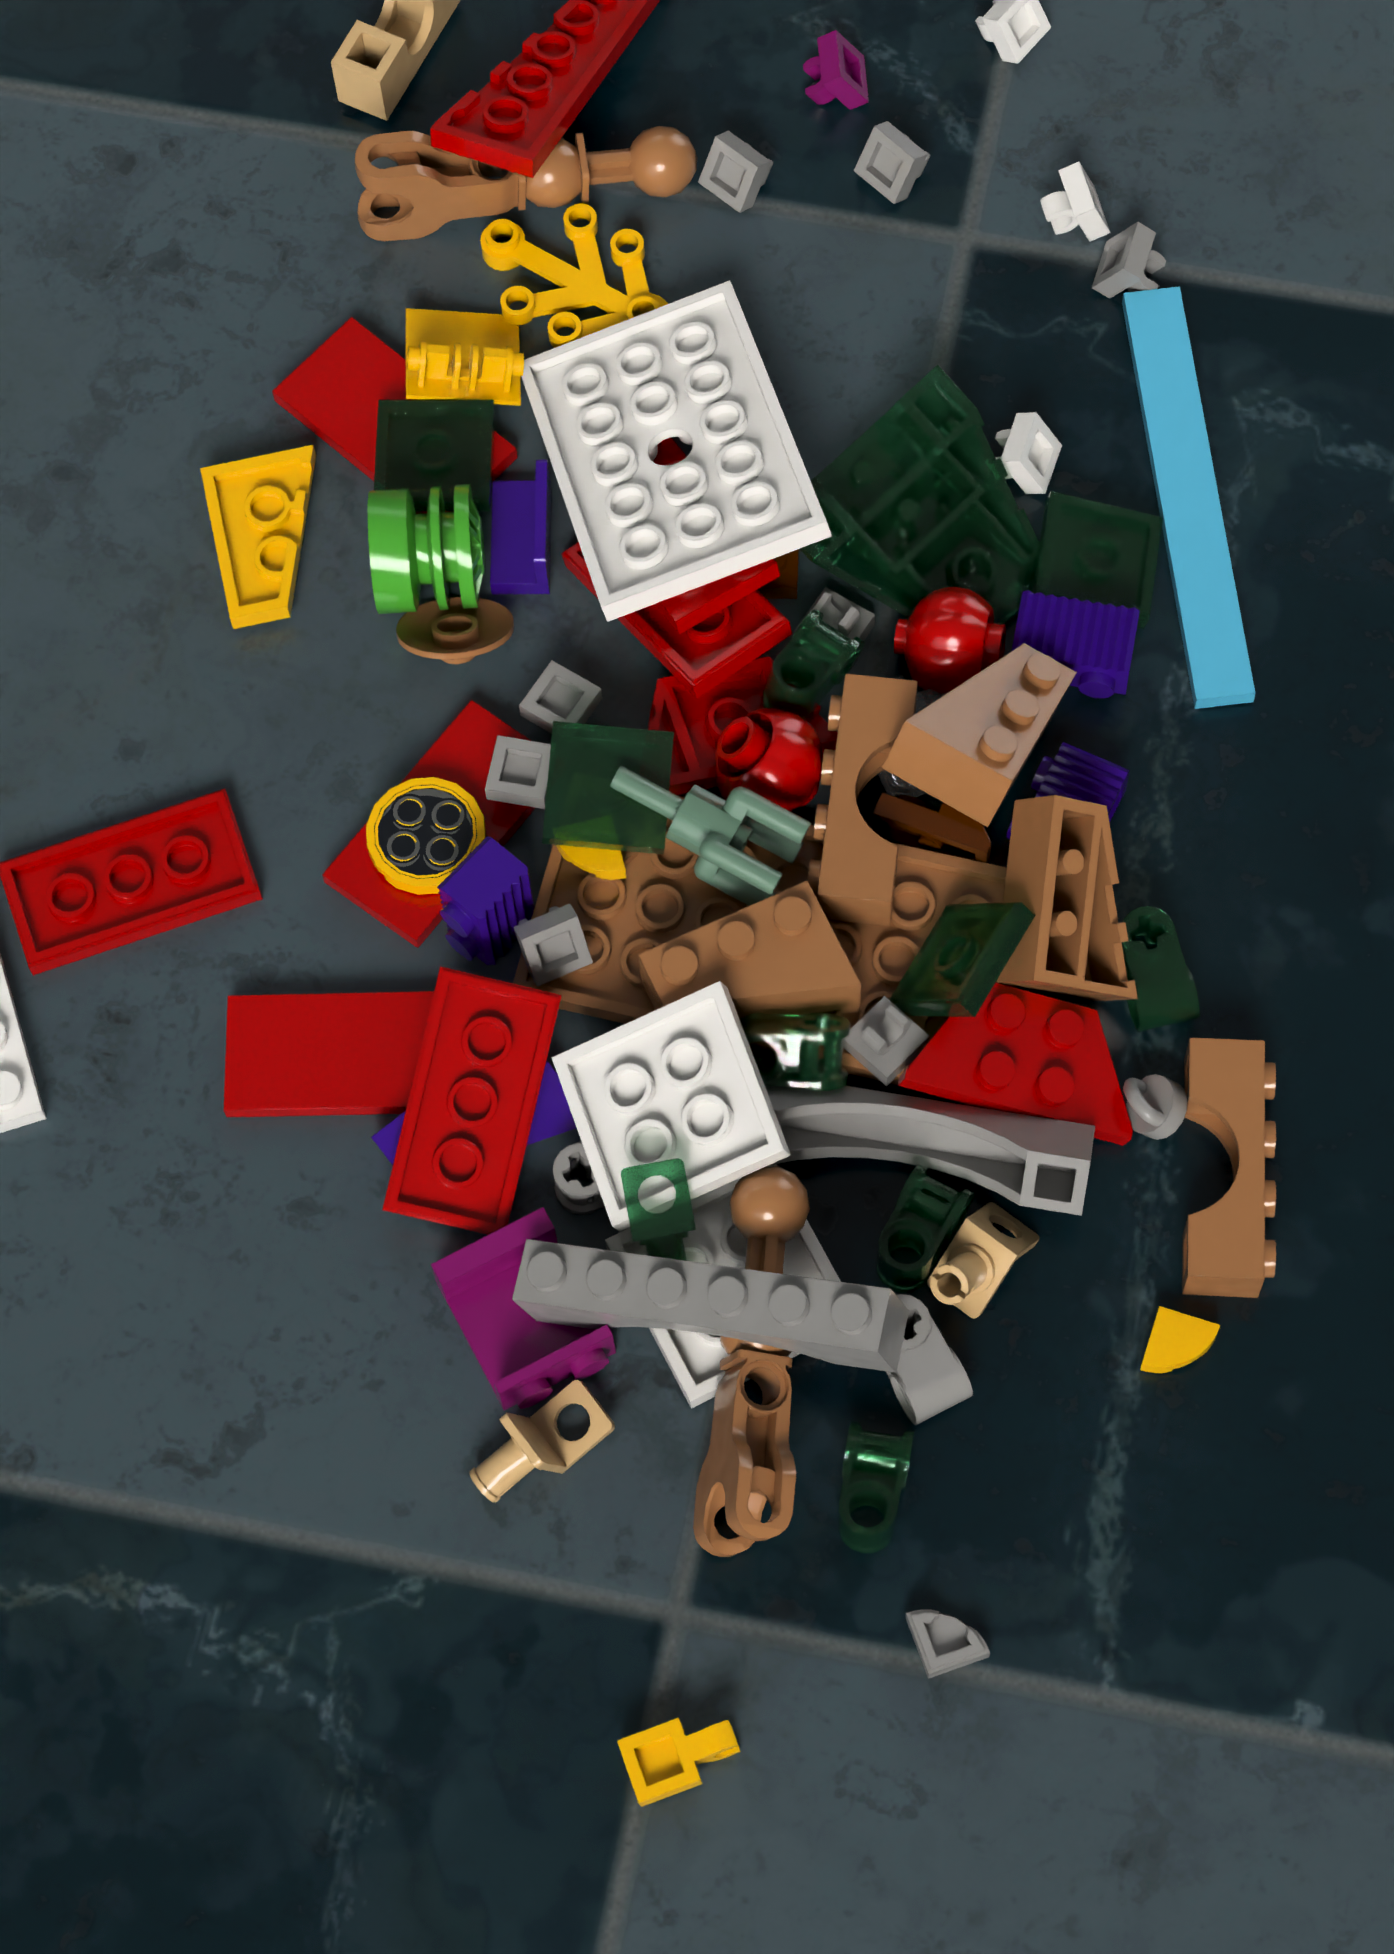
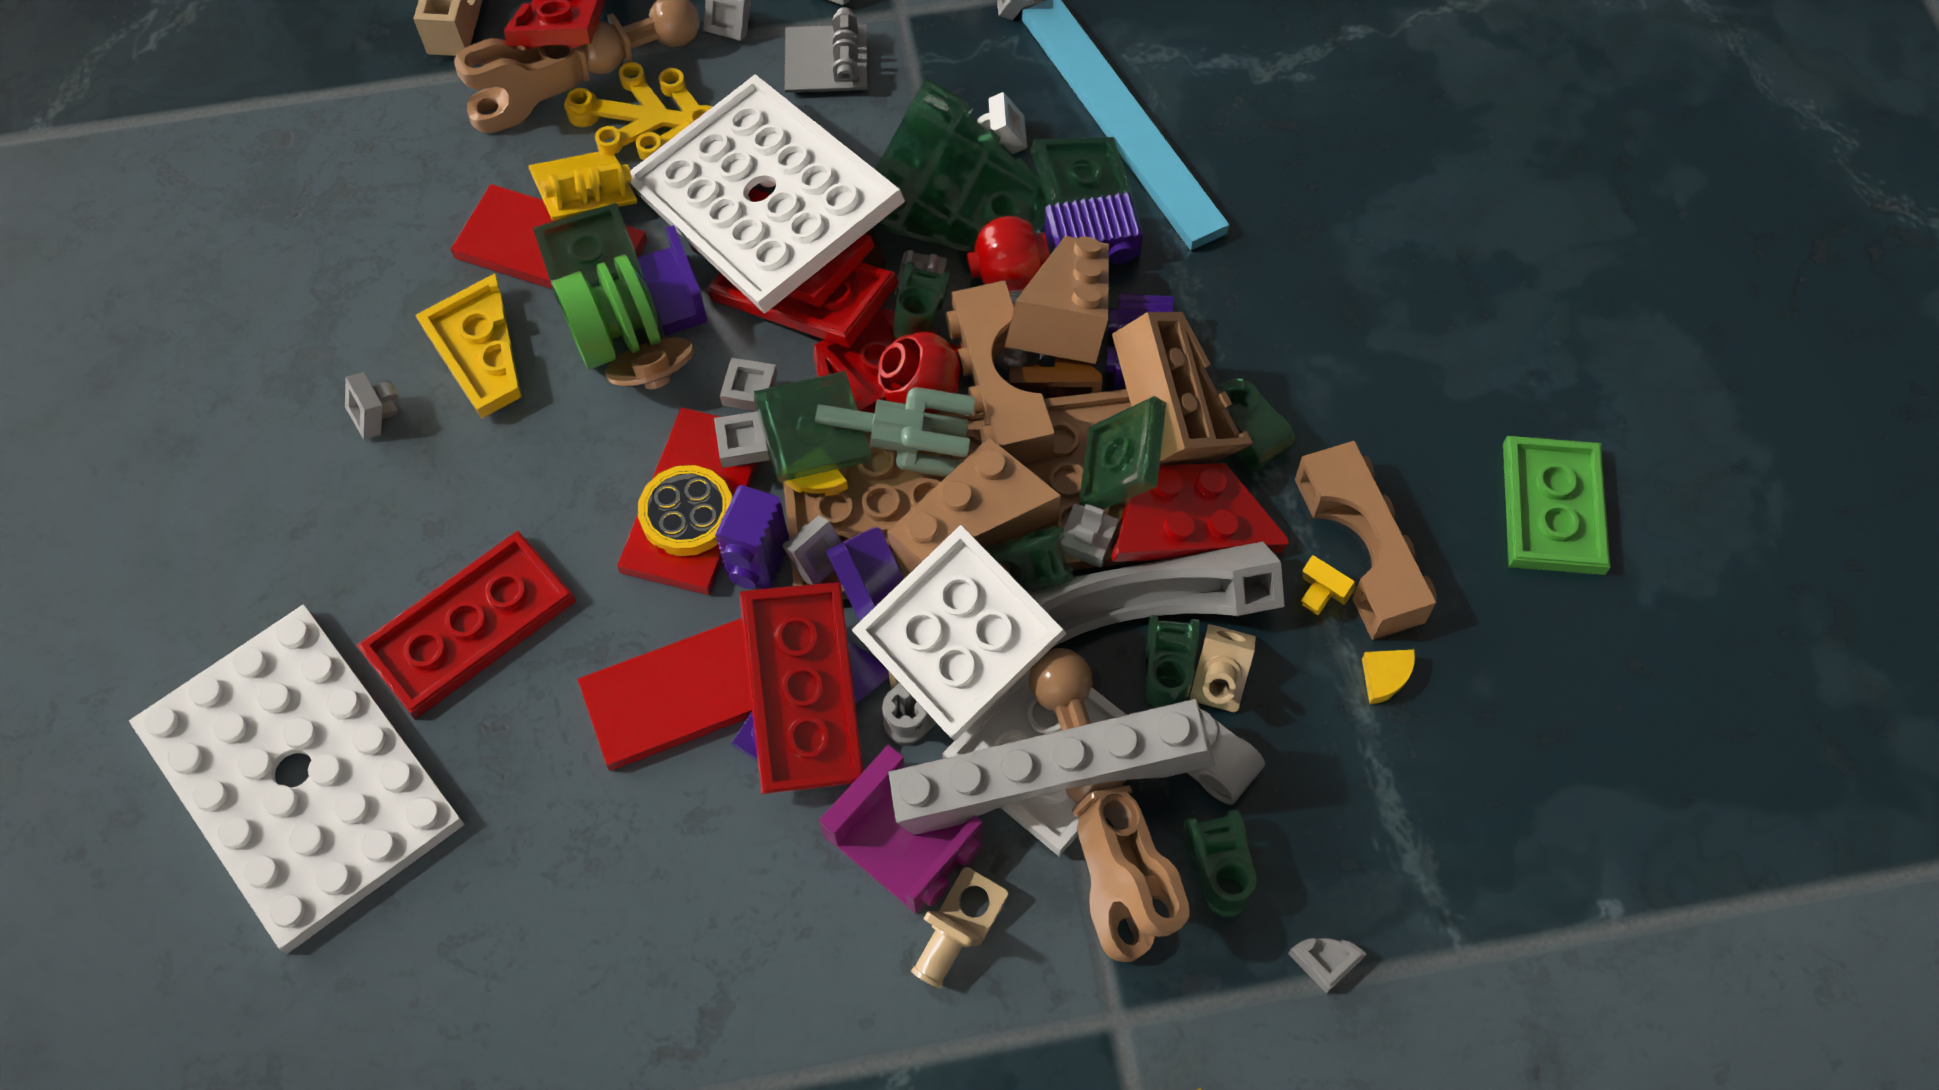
camera: 25 degrees left, 5 degrees down
(109, 567) = (369, 404): none -> light grey tile
(599, 989) = (865, 569): none -> dark purple panel
(659, 1231) = (986, 728): clear green bracket -> none
(840, 274) = (827, 56): none -> light grey hinge
(1148, 1208) = (1325, 584): none -> yellow tile
(1155, 1105) = (1296, 514): light grey tile -> none

